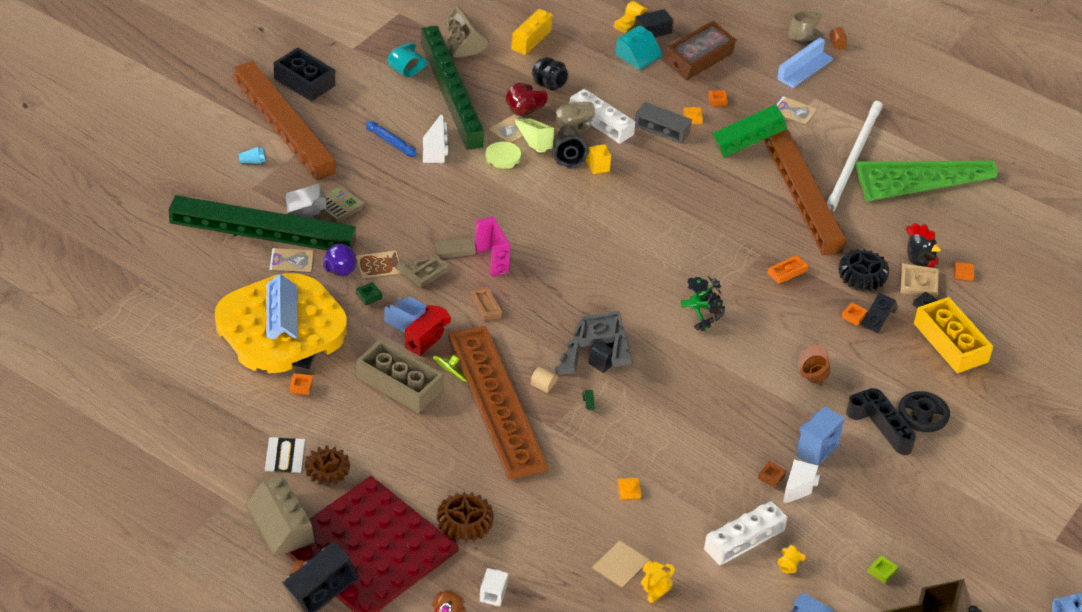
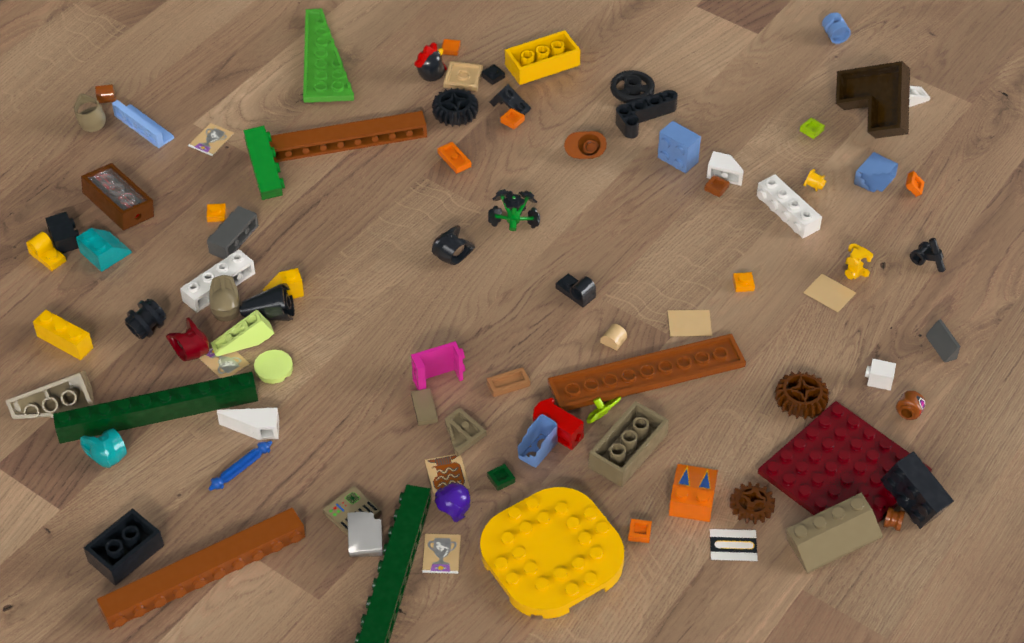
camera: 85 degrees left, 5 degrees up
(253, 156) = (268, 595): medium azure cone -> none
(281, 307) = (551, 540): light blue panel -> none
(346, 424) = (693, 493): none -> orange slope
(570, 443) = (689, 323): none -> tan sticker
(588, 396) = (638, 303): dark green tile -> none
(590, 330) = (550, 292): dark grey wing -> none
(656, 258) = (448, 243): none -> black helmet
(718, 98) = (189, 192): orange tile -> none
(834, 198) = (225, 82): white piece -> none

